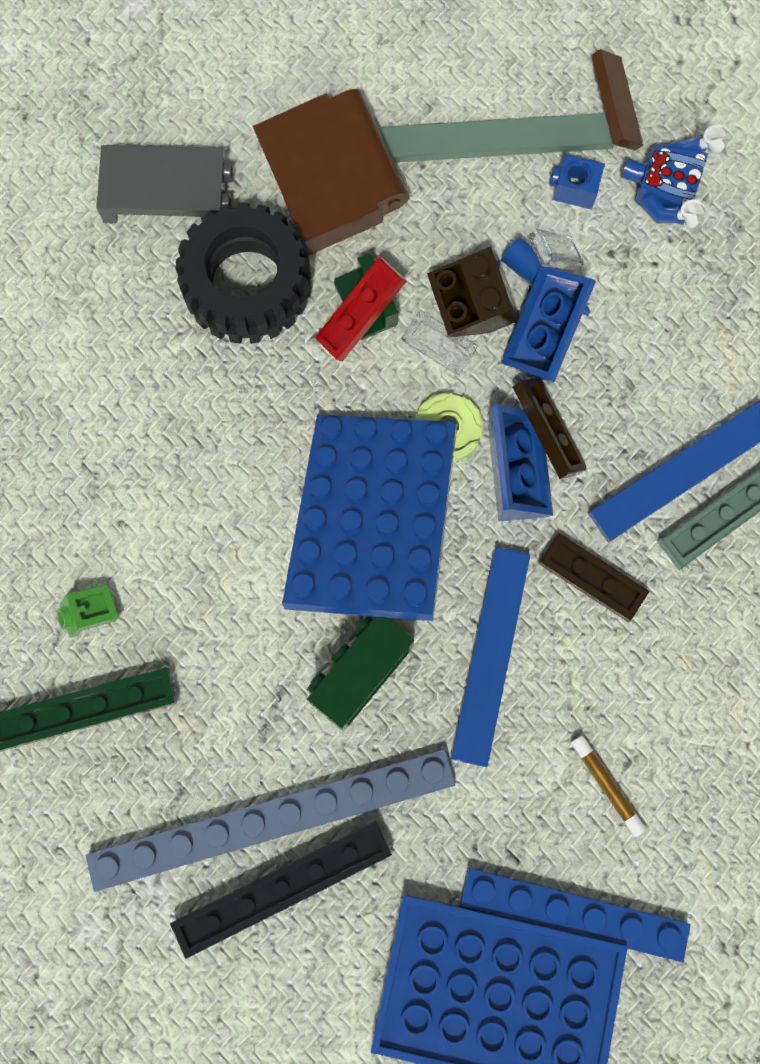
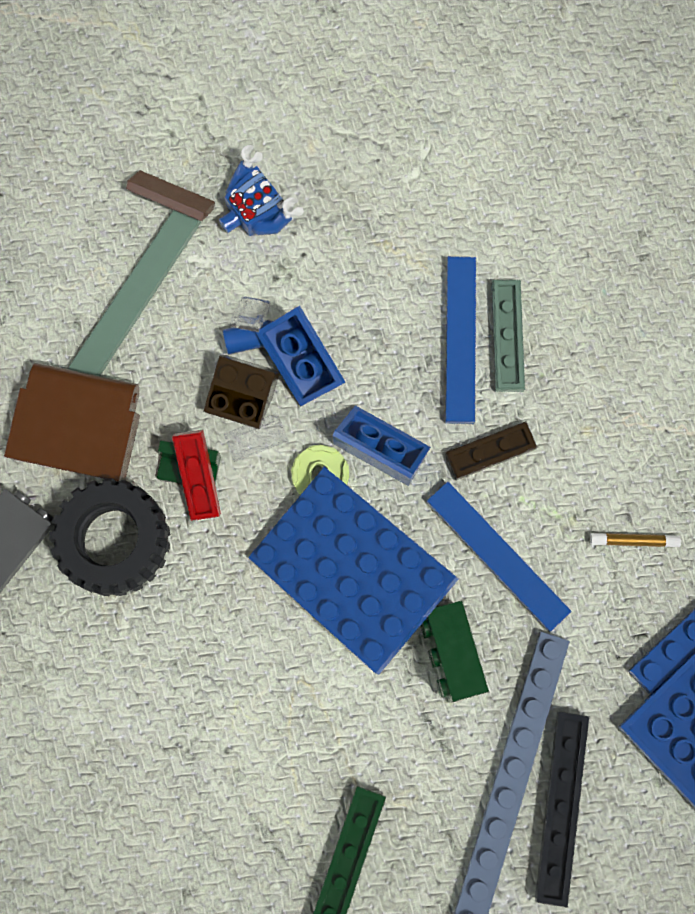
camera: 55 degrees left, 0 degrees up
(86, 610) = (276, 817): bright green bracket -> none
(550, 428) = (370, 406): dark brown tile -> none
(585, 171) = (209, 252): blue brick -> none

